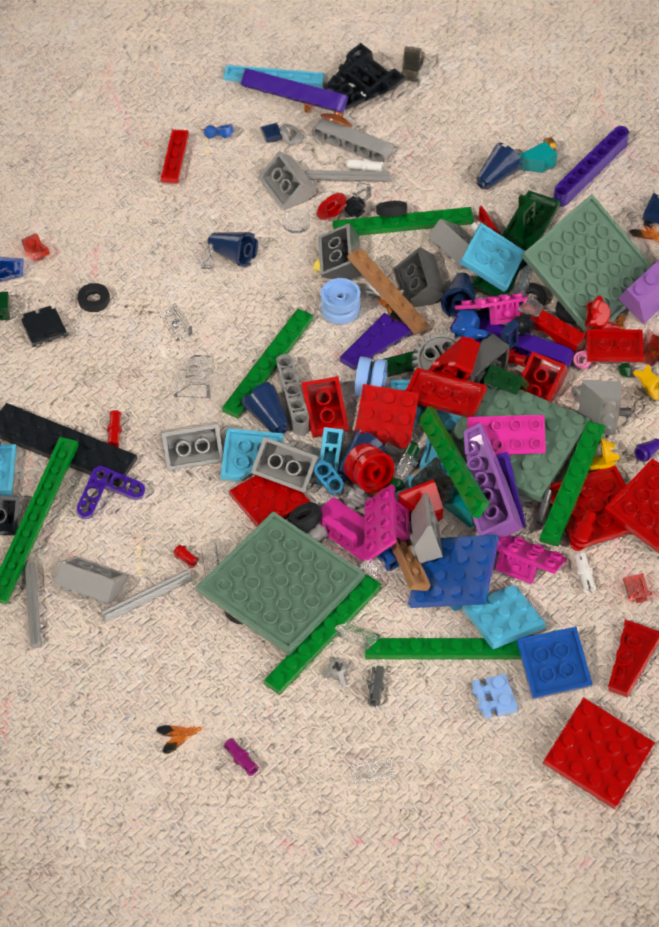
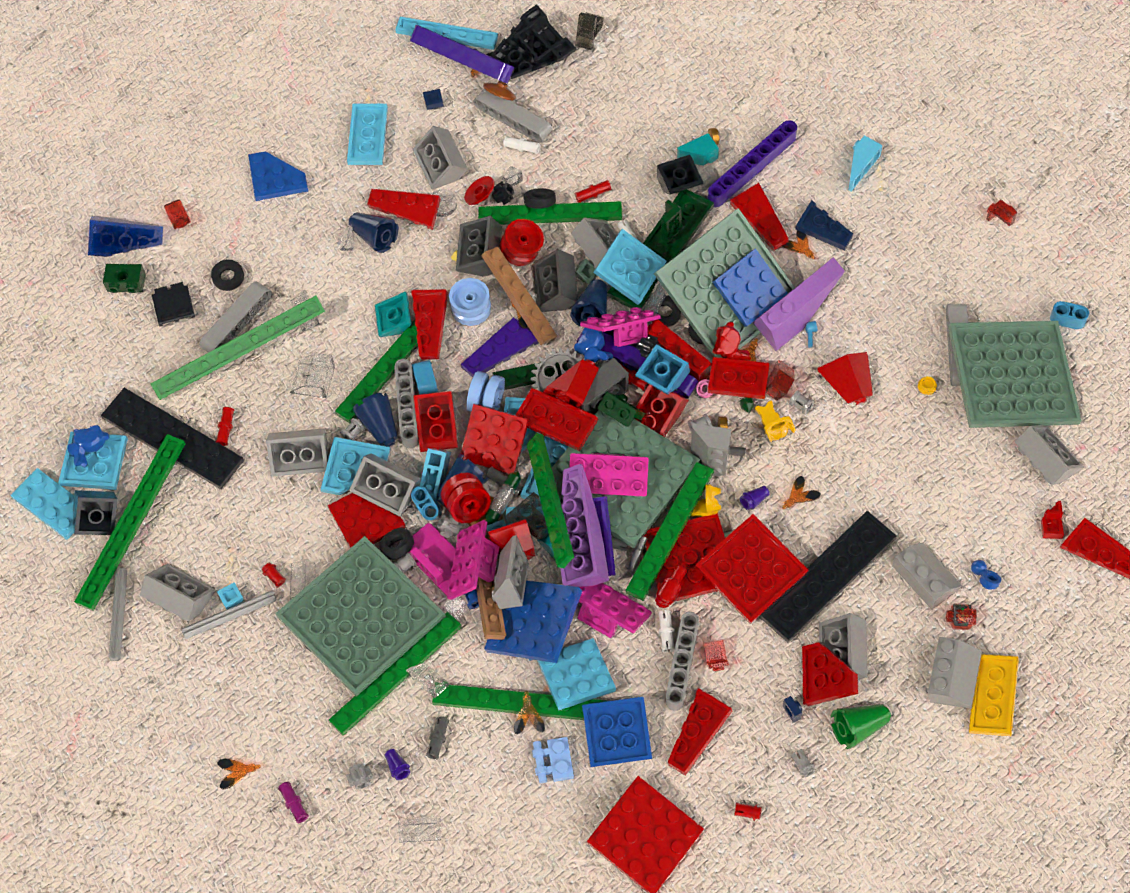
camera: 10 degrees right, 10 degrees up
(102, 484) = (201, 490): dark purple beam -> none
(108, 334) = (236, 317): none -> light grey beam
(116, 357) = (237, 347): none -> plate
(126, 210) = (274, 177): none -> blue plate
(145, 578) = (230, 596): none -> medium azure plate
(175, 156) = (332, 119): red plate -> none
(212, 166) = (367, 134): none -> medium azure plate
(224, 131) = (385, 93): blue plate -> none
(243, 422) = (352, 430): none -> light grey bush
(266, 224) = (406, 205): none -> red wing
(266, 320) = (393, 315): none -> teal slope
(285, 135) = (446, 105): light grey piece -> none
(303, 317) = (430, 317): none -> red wing
(304, 726) = (359, 776): none -> light grey gear
(306, 369) = (424, 377): none -> dark azure beam
(334, 672) = (400, 715): light grey piece -> none
(341, 715) = (397, 765): none -> dark purple cone
(348, 175) = (503, 154): light grey axle -> none
(383, 244) = (521, 242): none -> red wheel
(442, 200) = (593, 191): none -> red pin
(447, 269) = (584, 271): none -> sand green slope
(463, 654) = (530, 712): none -> clear orange piece
(486, 219) = (638, 223): red slope -> none
(498, 166) = (654, 154): dark blue cone -> none
(510, 334) = (631, 361): dark blue tile -> none
(522, 178) = (678, 175): none -> black slope
(531, 306) = (658, 328): clear slope -> none
(543, 340) = (663, 370): none -> dark azure slope
(605, 604) = (682, 651): none -> light grey beam
(611, 206) = (760, 216): none -> red wing
(611, 265) = (750, 287): none -> plate

